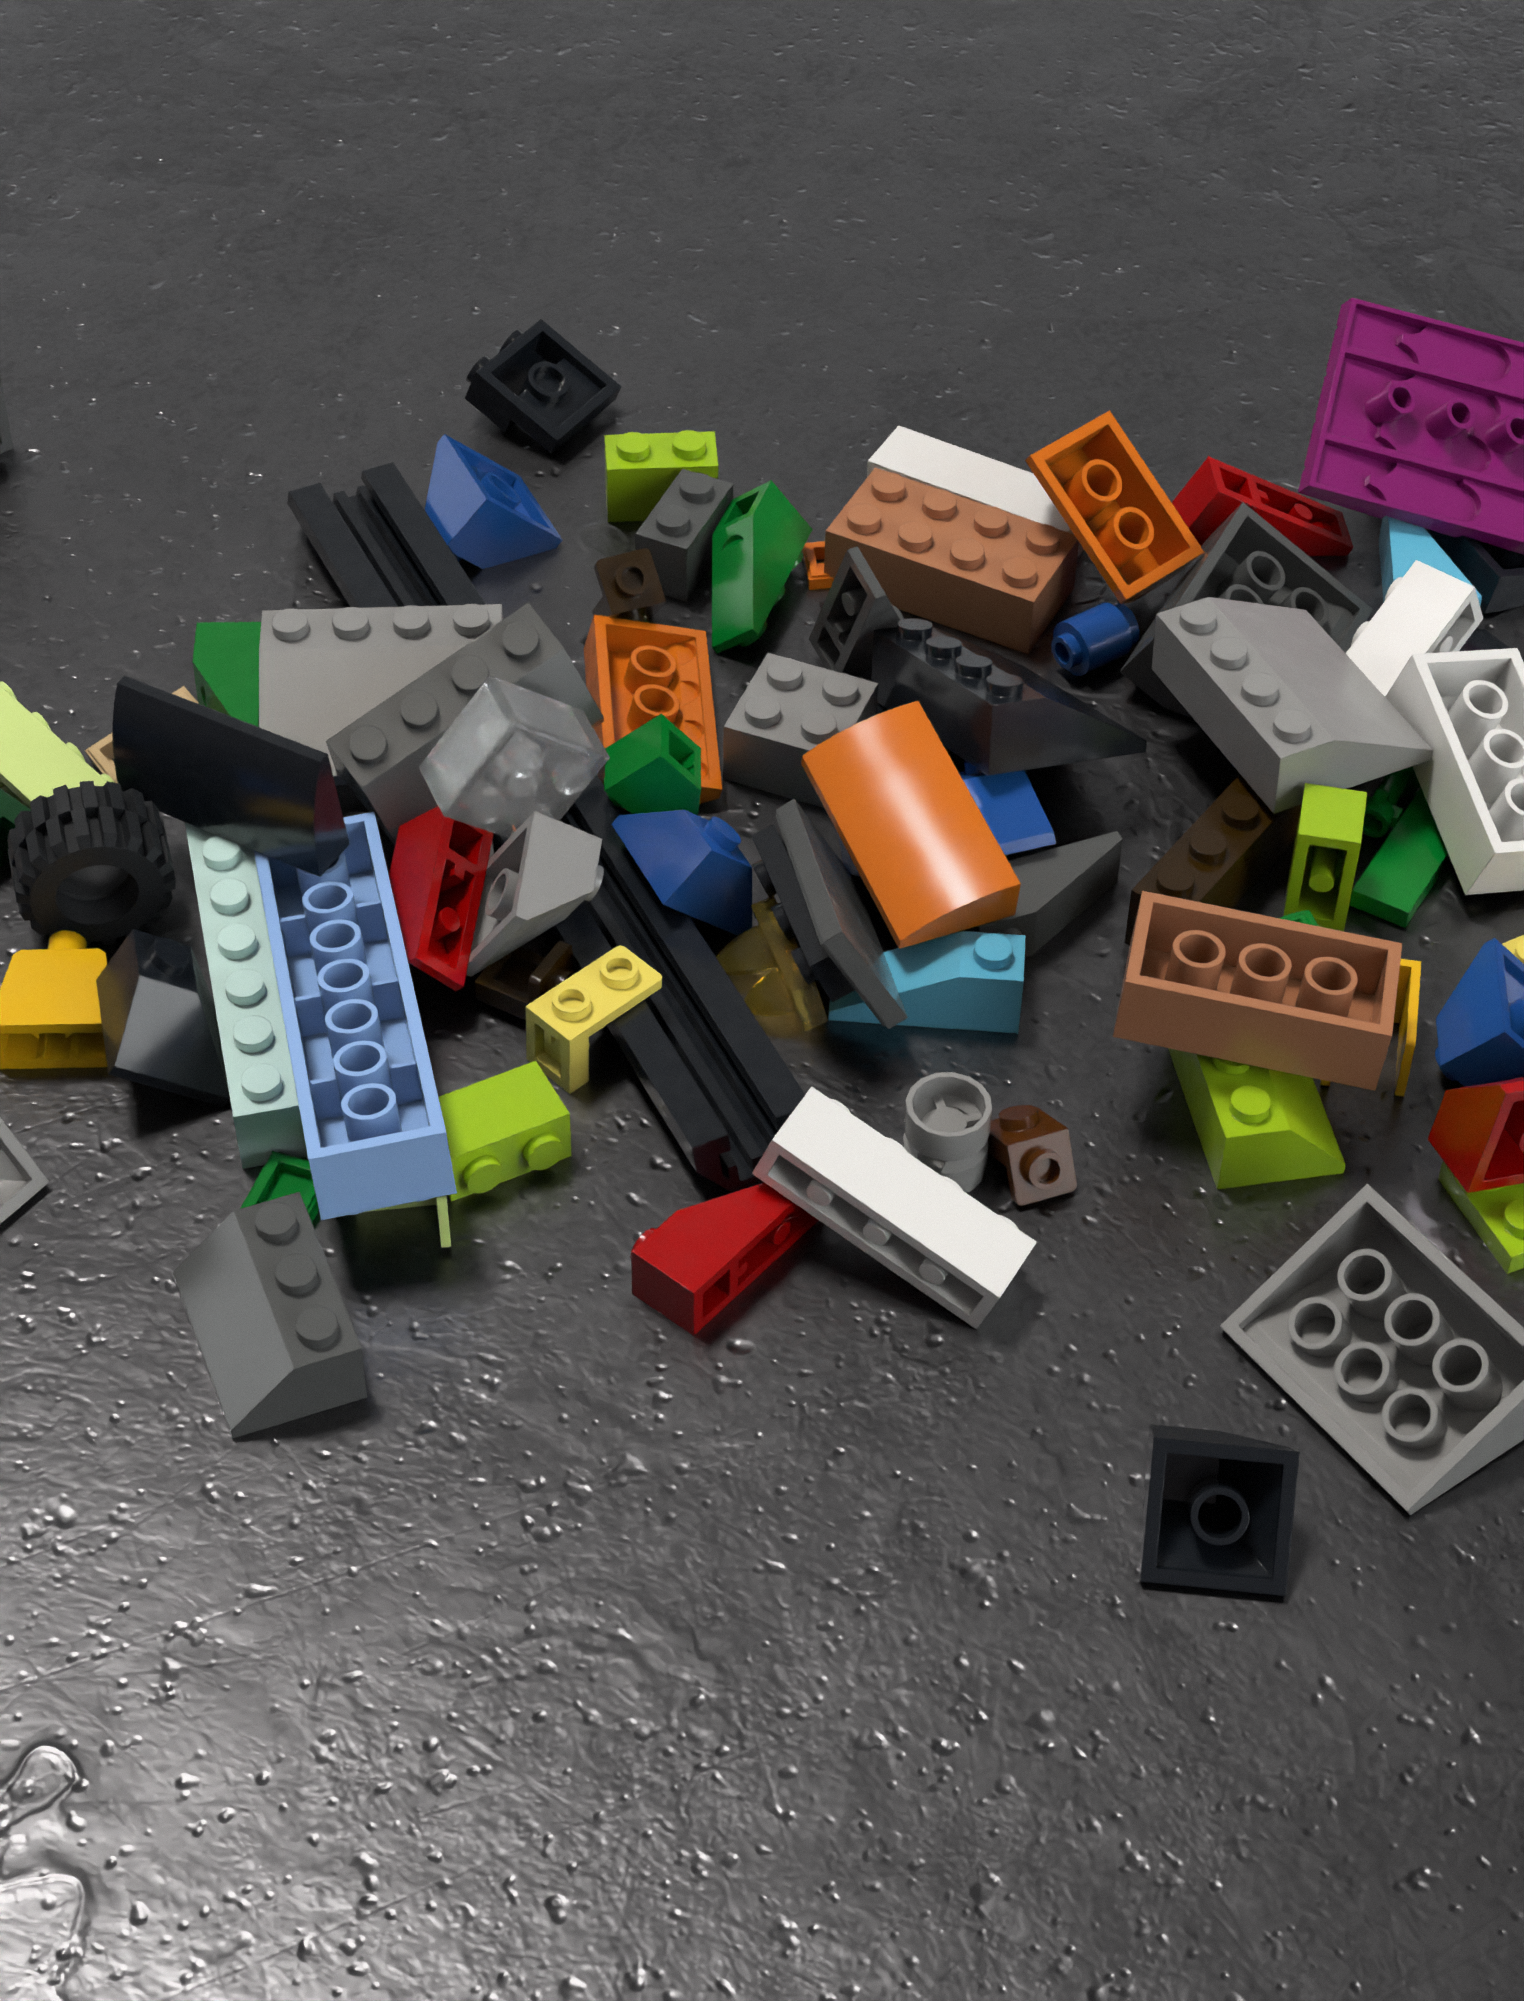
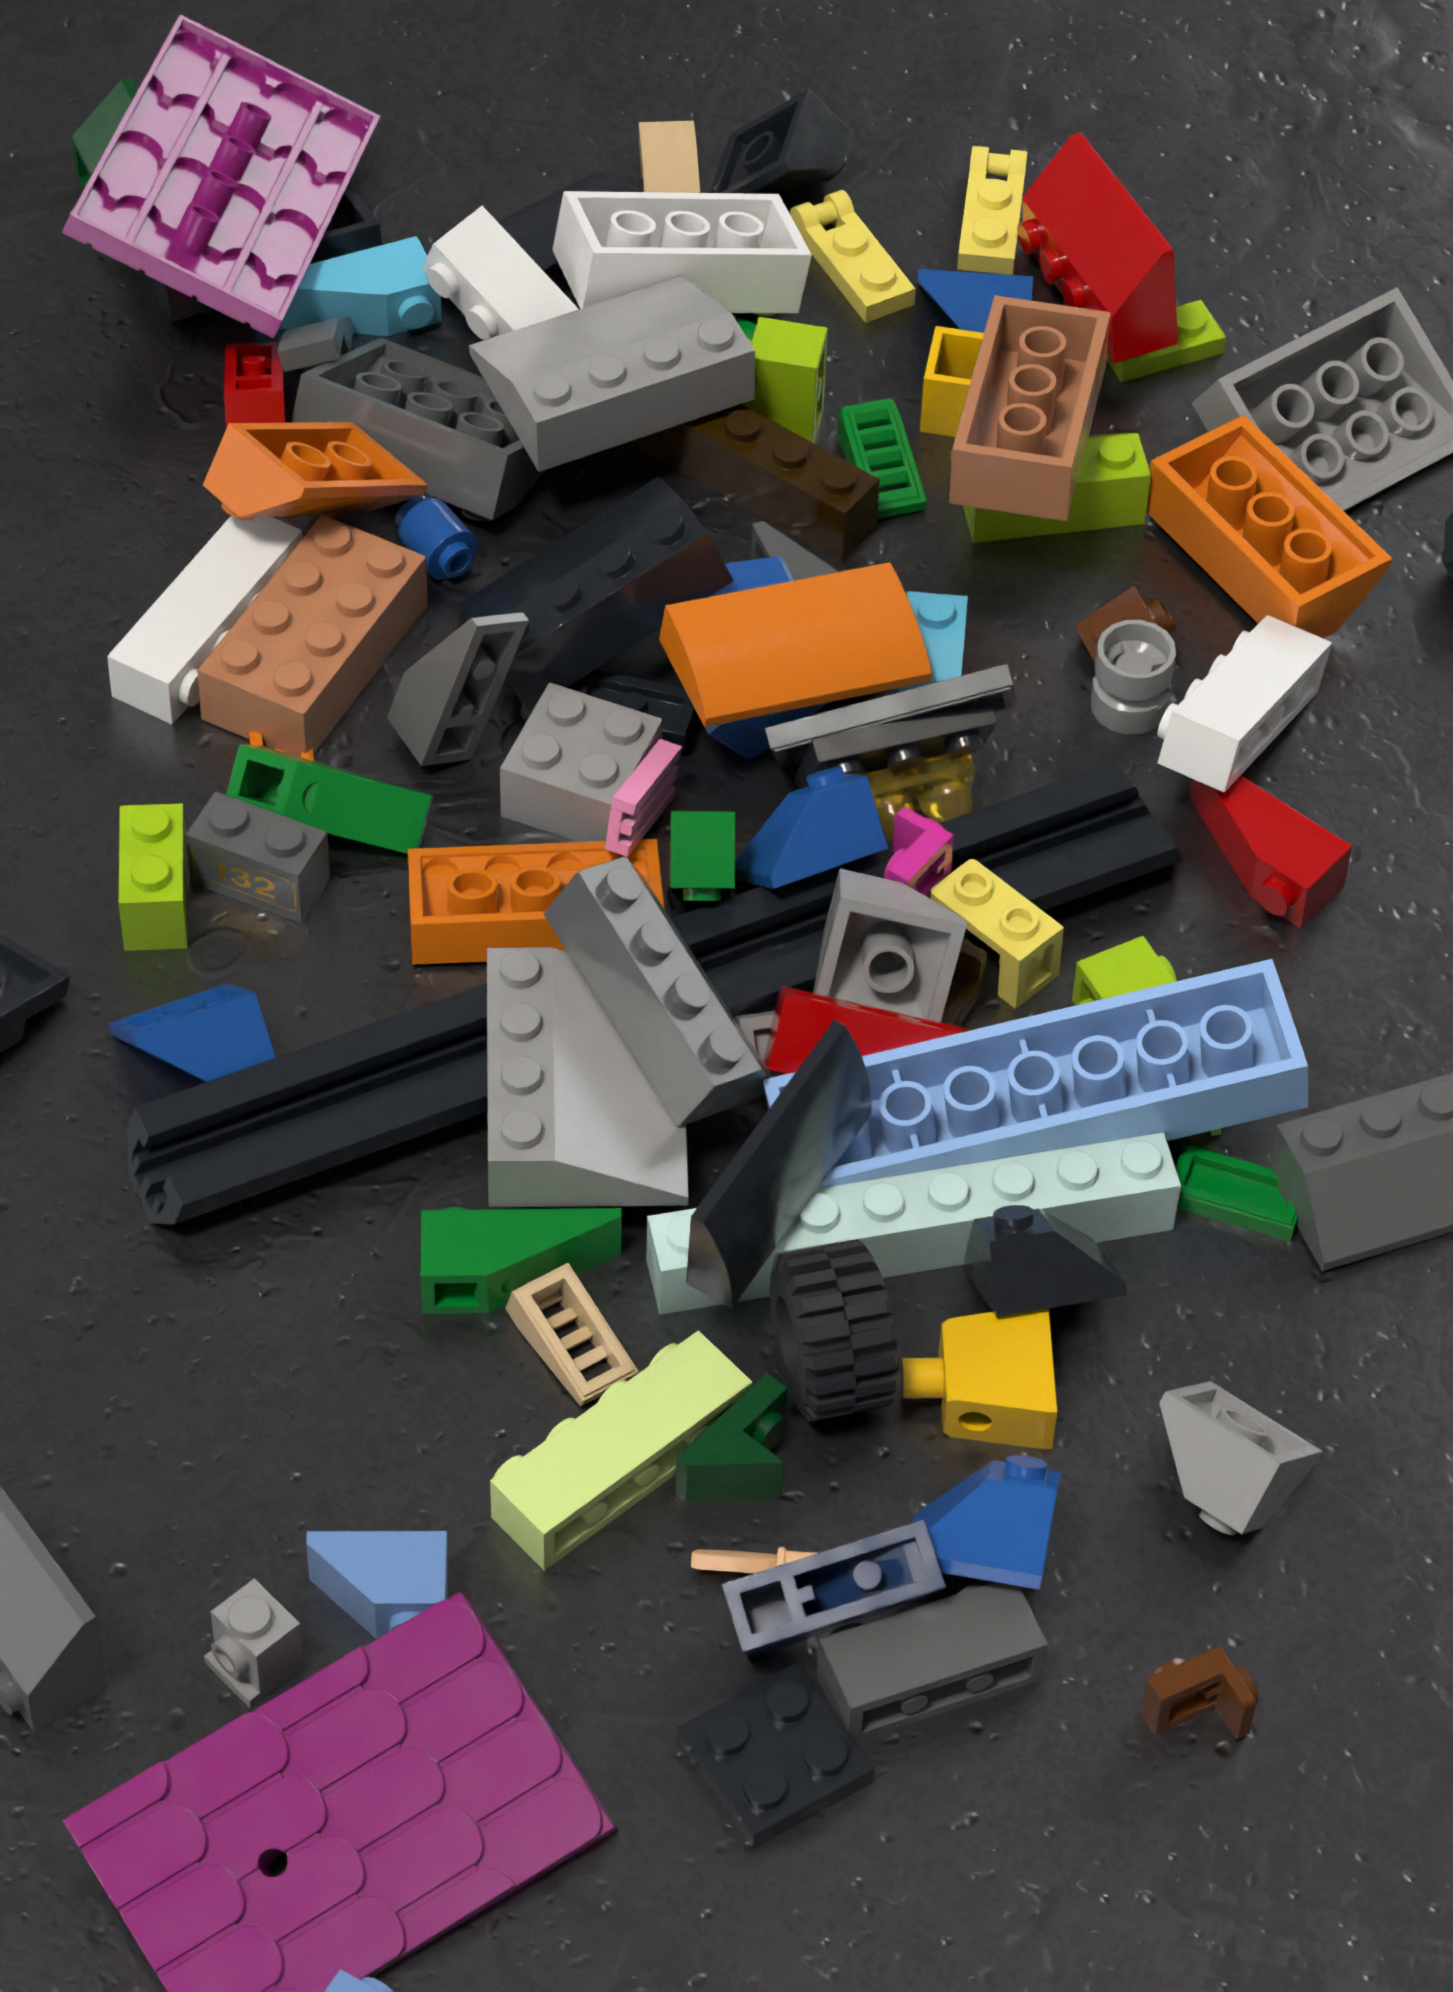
camera: 90 degrees left, 5 degrees up
(511, 758) = (754, 925): clear brick -> none
(629, 586) = (377, 902): dark brown bracket -> none
(638, 924) = (920, 852): none -> dark pink bracket
(753, 762) = (643, 798): none -> bright pink tile
(1163, 1242) = (1264, 529): none -> orange slope
(1335, 546) = (315, 344): none -> dark grey slope

